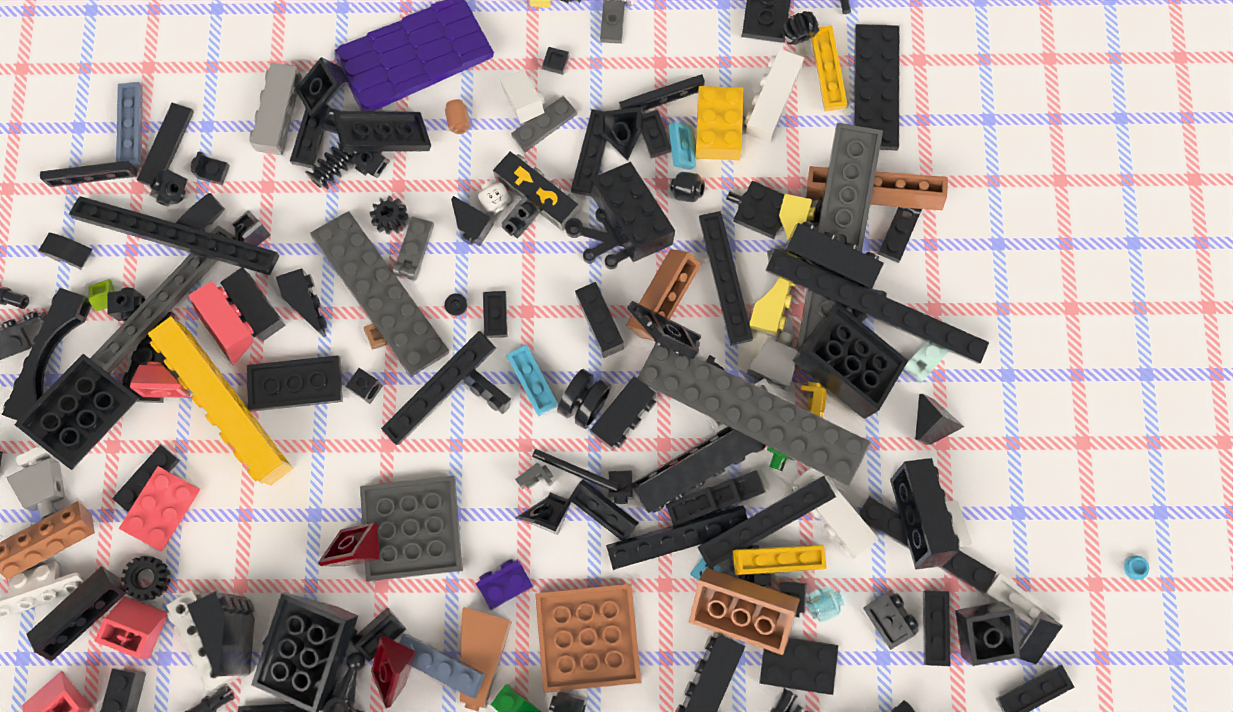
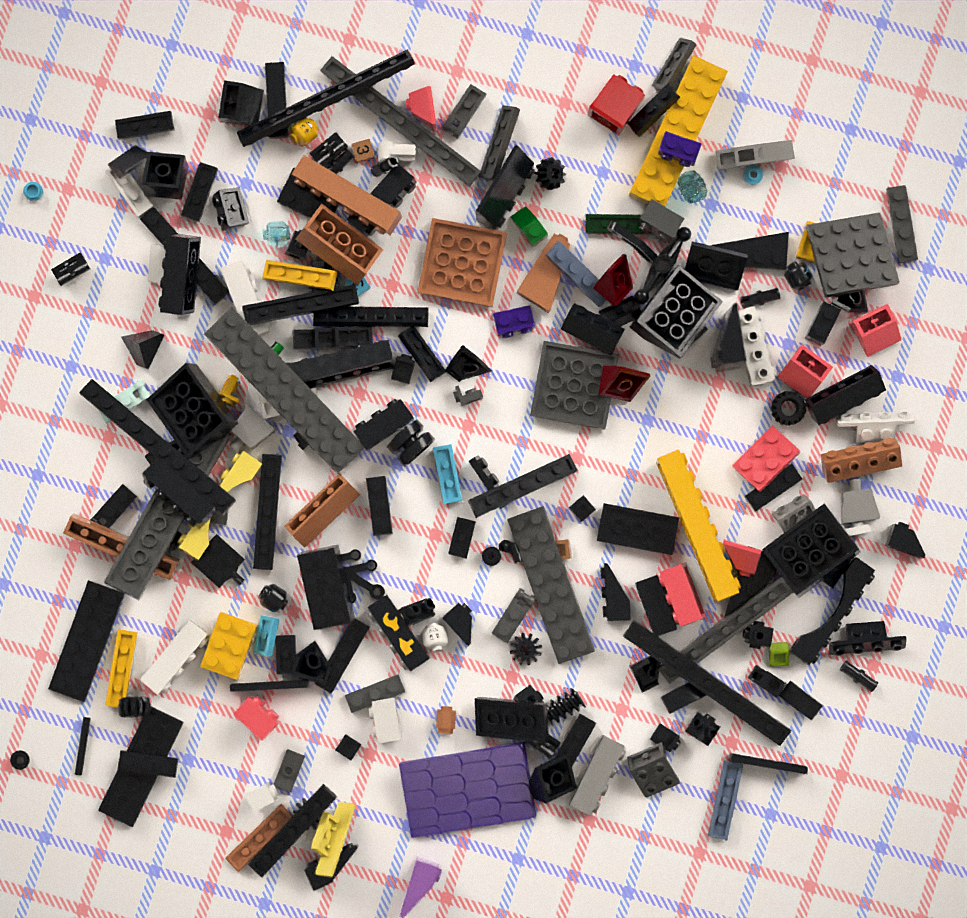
camera: 170 degrees left, 10 degrees up
(106, 259) = (766, 681): none -> black leg
(112, 454) = (793, 512): none -> light grey bracket
(166, 142) = (699, 773): black tile -> none
(216, 131) = (652, 770): none -> dark grey bracket
(404, 601) = (592, 329): none -> black brick
(435, 320) = (511, 548): none -> black arm
(575, 470) = (434, 391): black bar -> none
(663, 56) = (257, 717): none -> coral brick
(667, 332) = (329, 472): black wing -> none
(754, 675) = (346, 195): none -> nougat brick
(1055, 484) = (70, 269): none -> black hips

